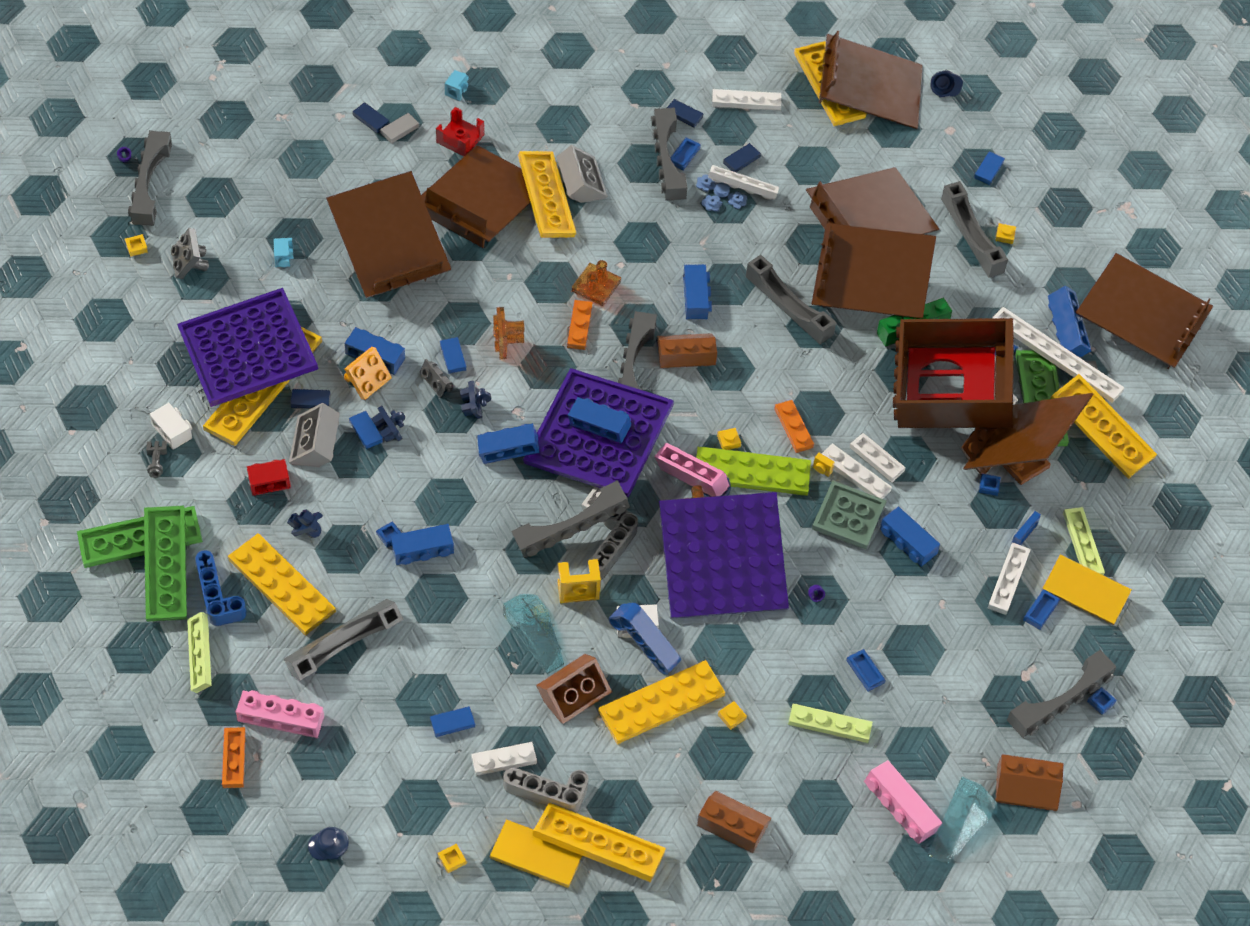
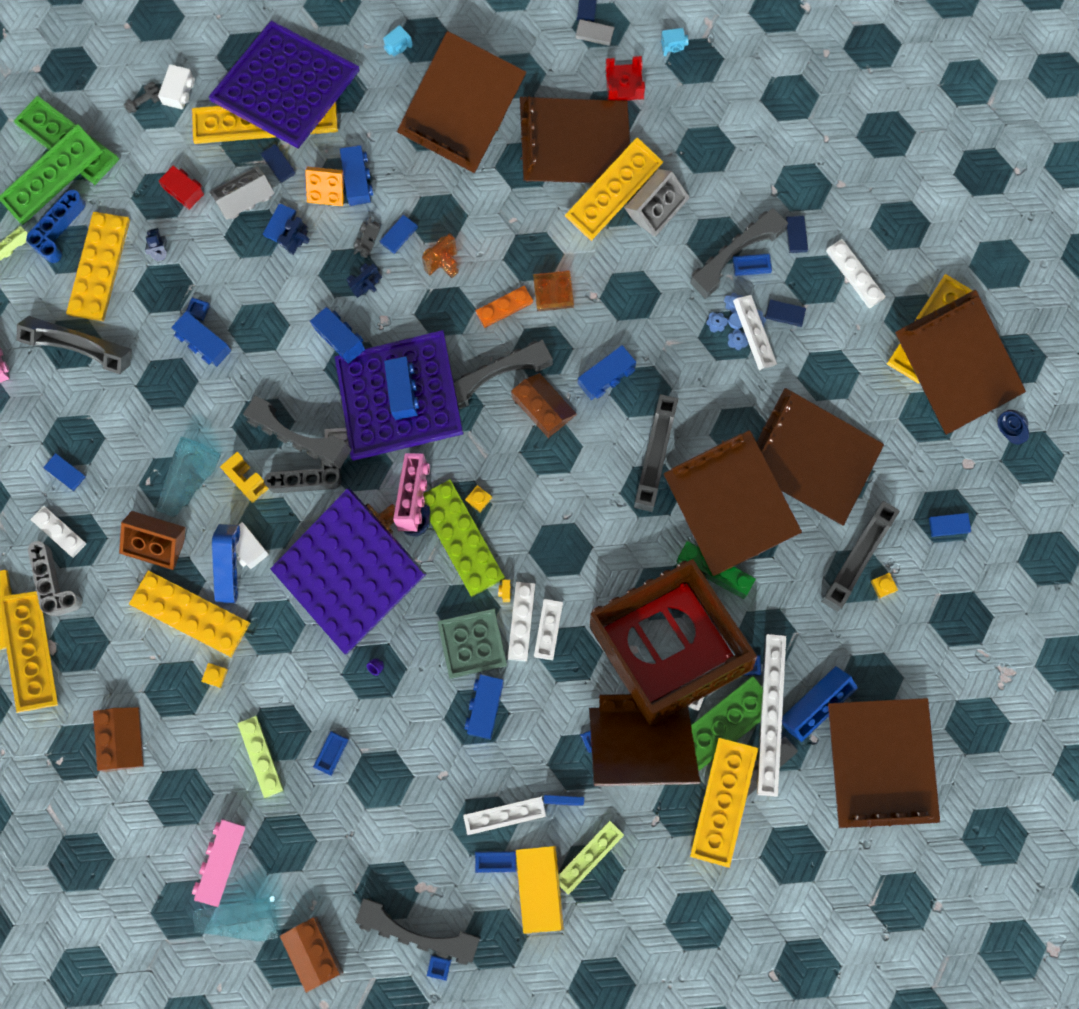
camera: 60 degrees right, 20 degrees up
(794, 426) = (531, 541): orange plate -> none

